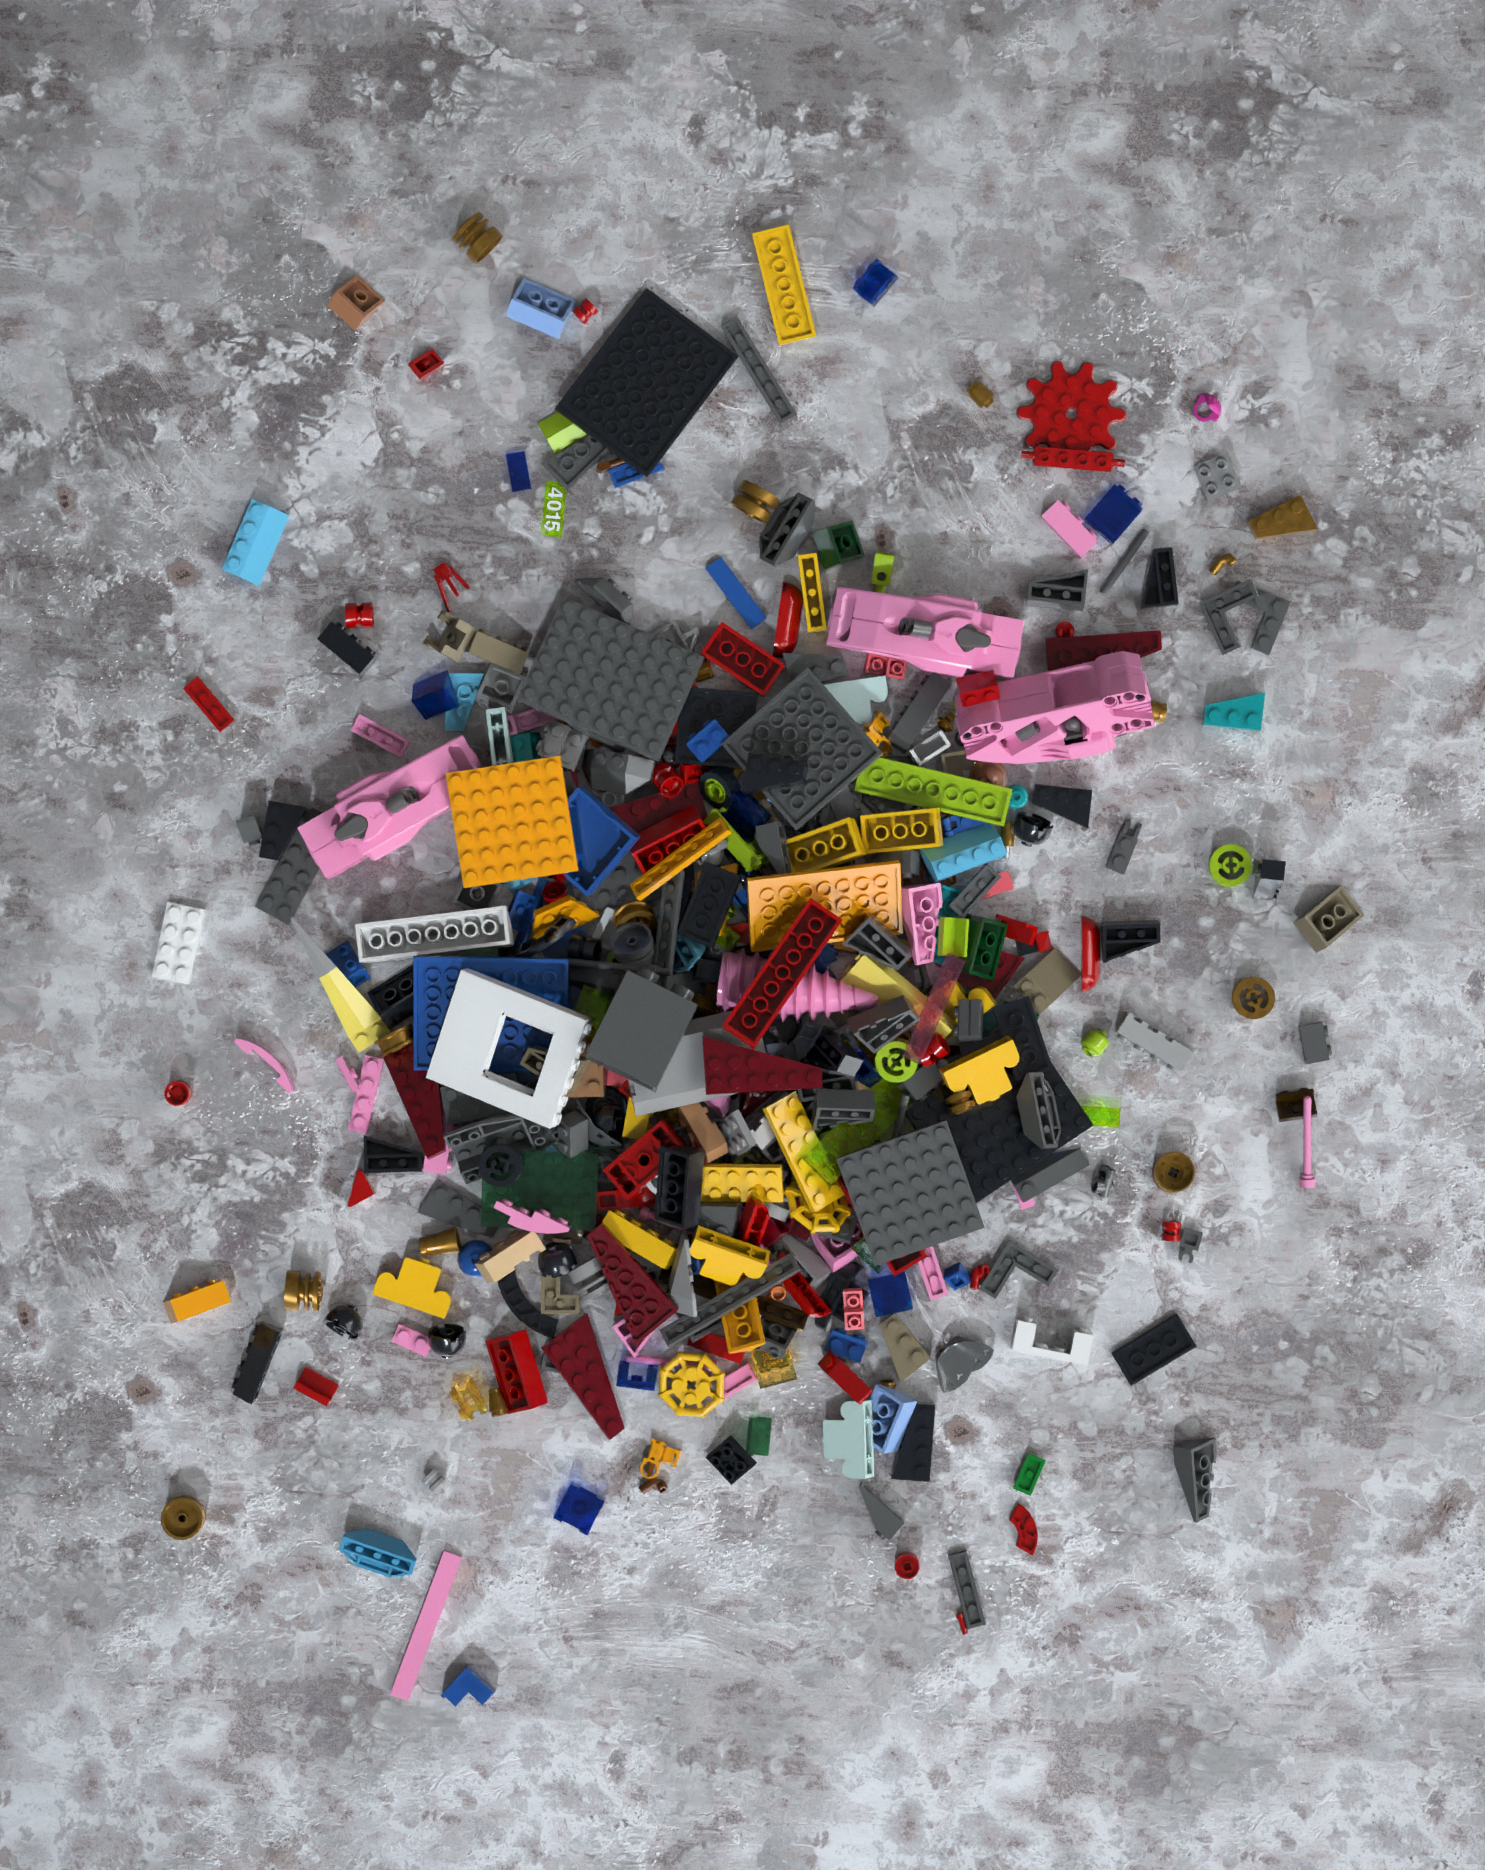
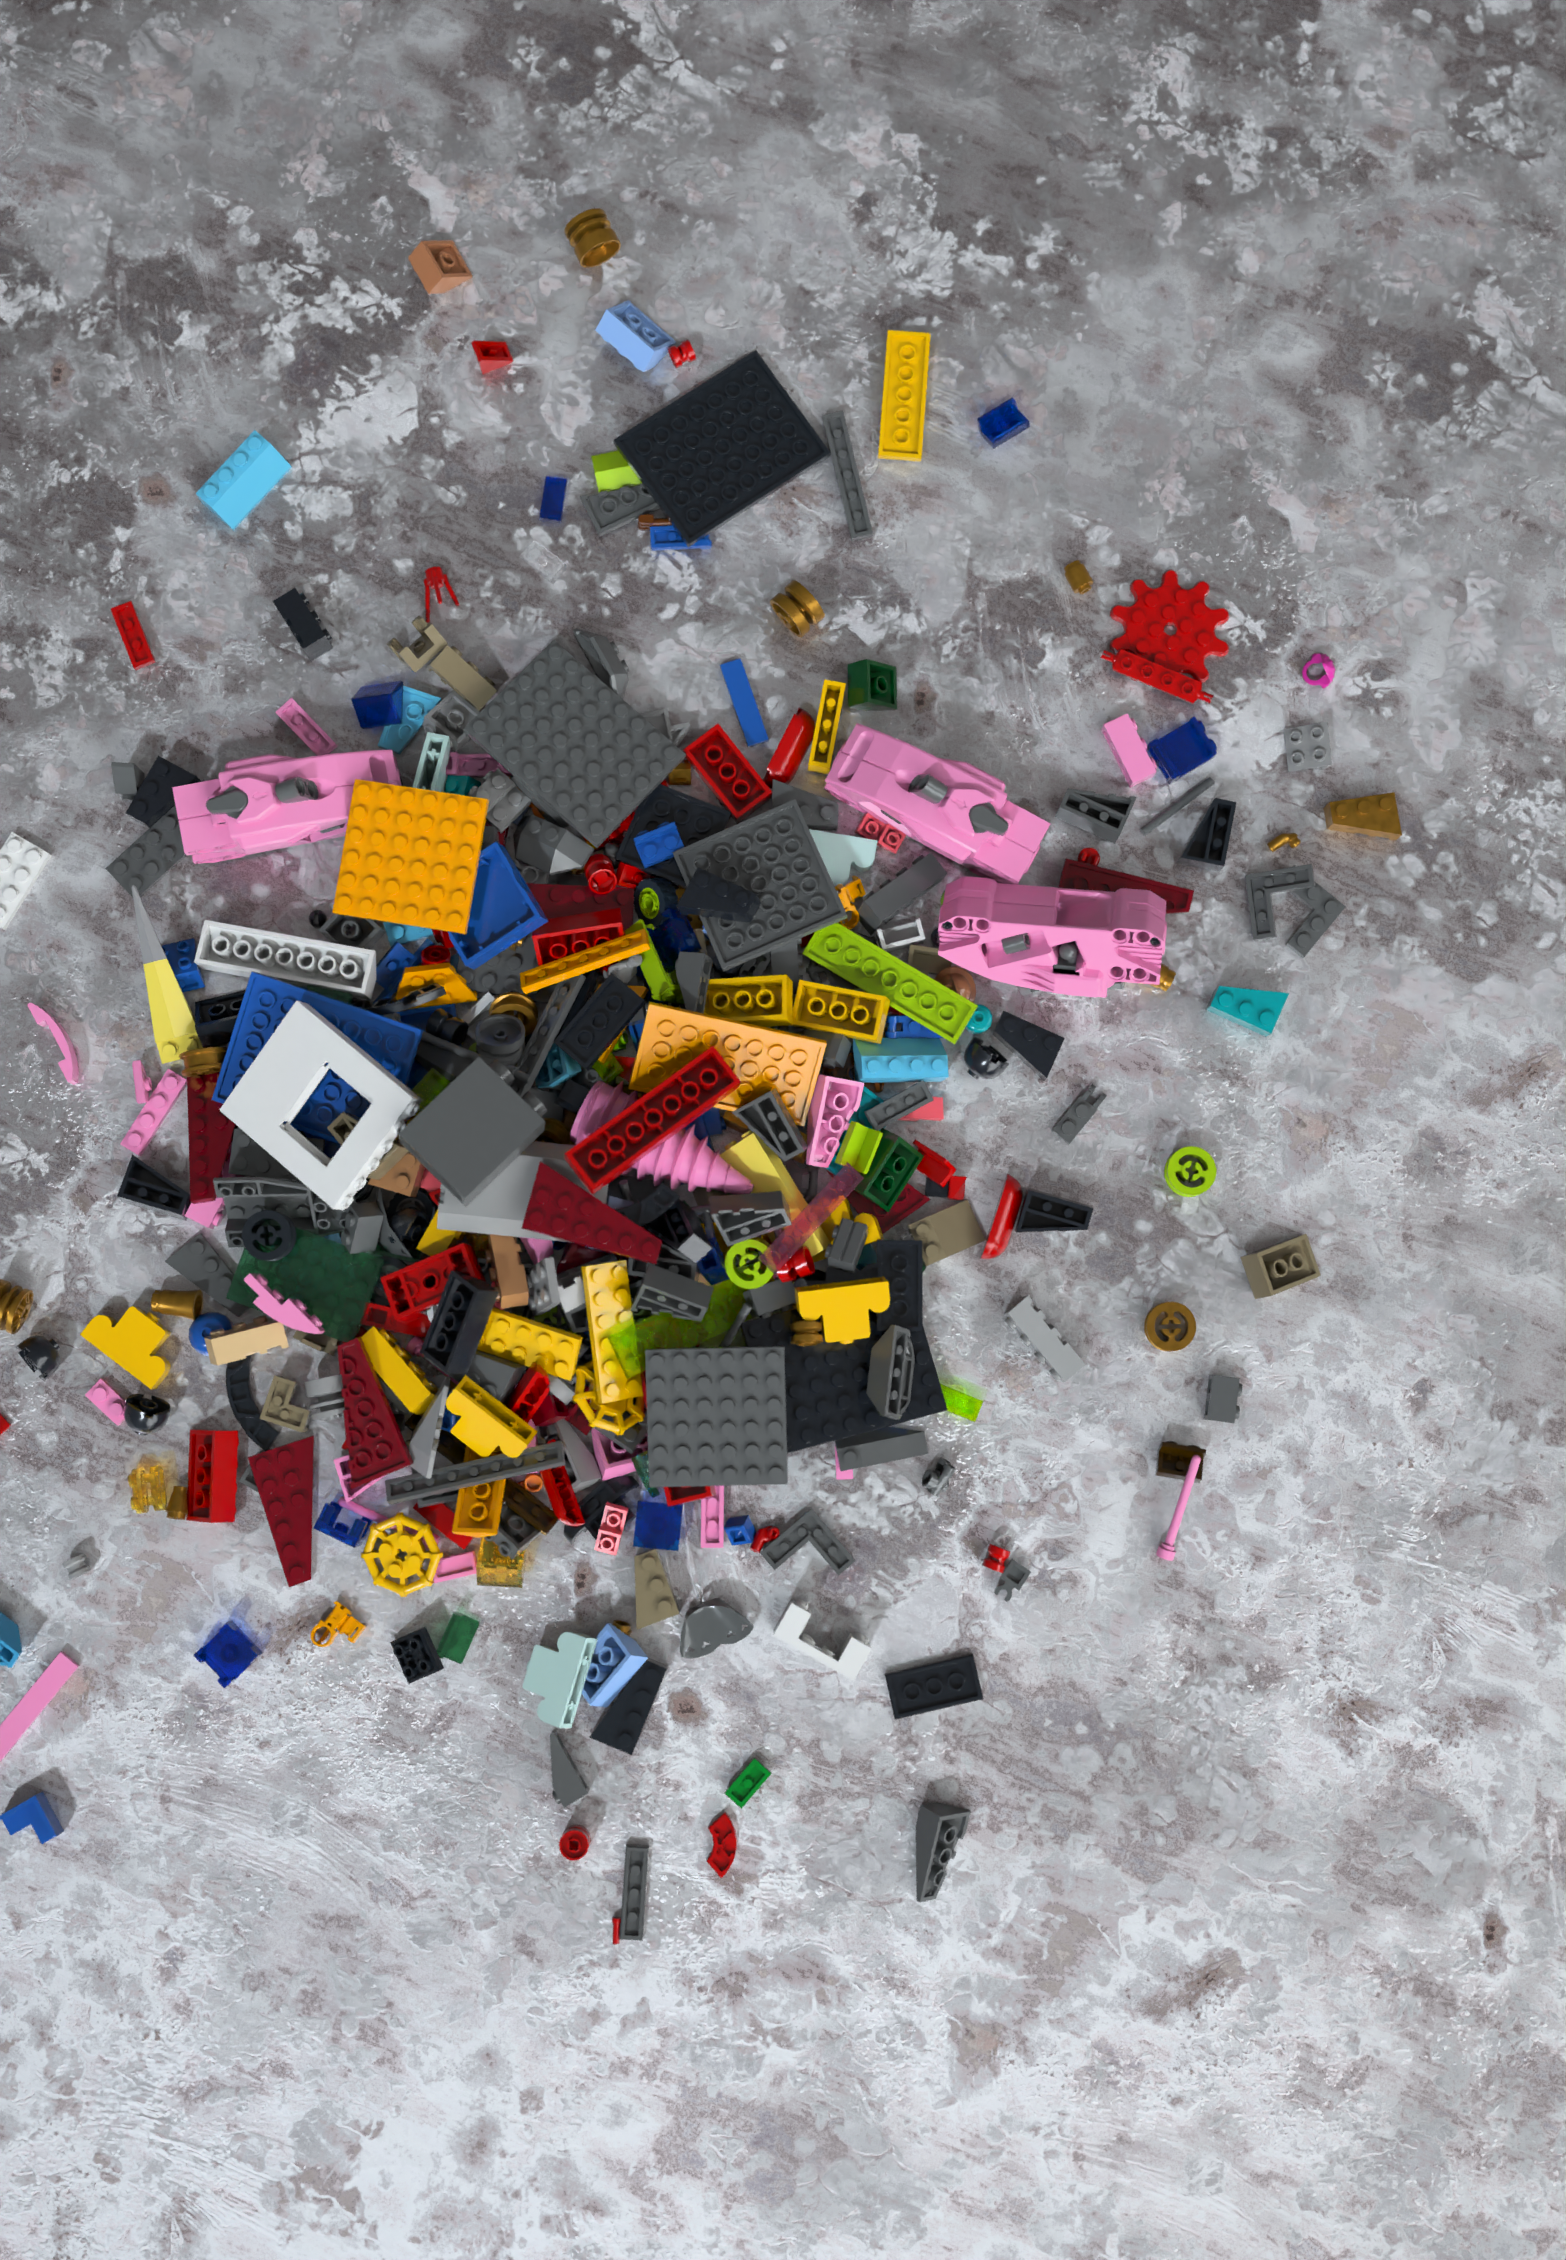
camera: 10 degrees right, 5 degrees down
(359, 615) = (328, 592): red wheel -> none
(361, 1189) = (110, 1215): red slope -> none
(448, 889) = (322, 918): none -> black hinge
(554, 508) = (578, 550): clear neon green sticker -> none
(556, 1260) = (297, 1363): black cylinder -> none
(655, 1484) = (323, 1654): reddish brown arm -> none
(786, 529) = (823, 651): dark grey wedge -> none
(845, 1377) = (575, 1603): red slope -> none
(846, 1345) = (590, 1567): blue bracket -> none
(882, 563) = (915, 720): lime torso -> none
(945, 723) = (926, 914): pearl gold plate -> none
(978, 688) = (975, 879): red brick -> none
(1007, 836) = (955, 1059): pearl gold piece -> none
(1094, 1042) = (977, 1318): lime head -> none
(1183, 1177) = (1026, 1480): pearl gold wheel -> none
(1268, 878) = (1230, 1195): black wedge -> none

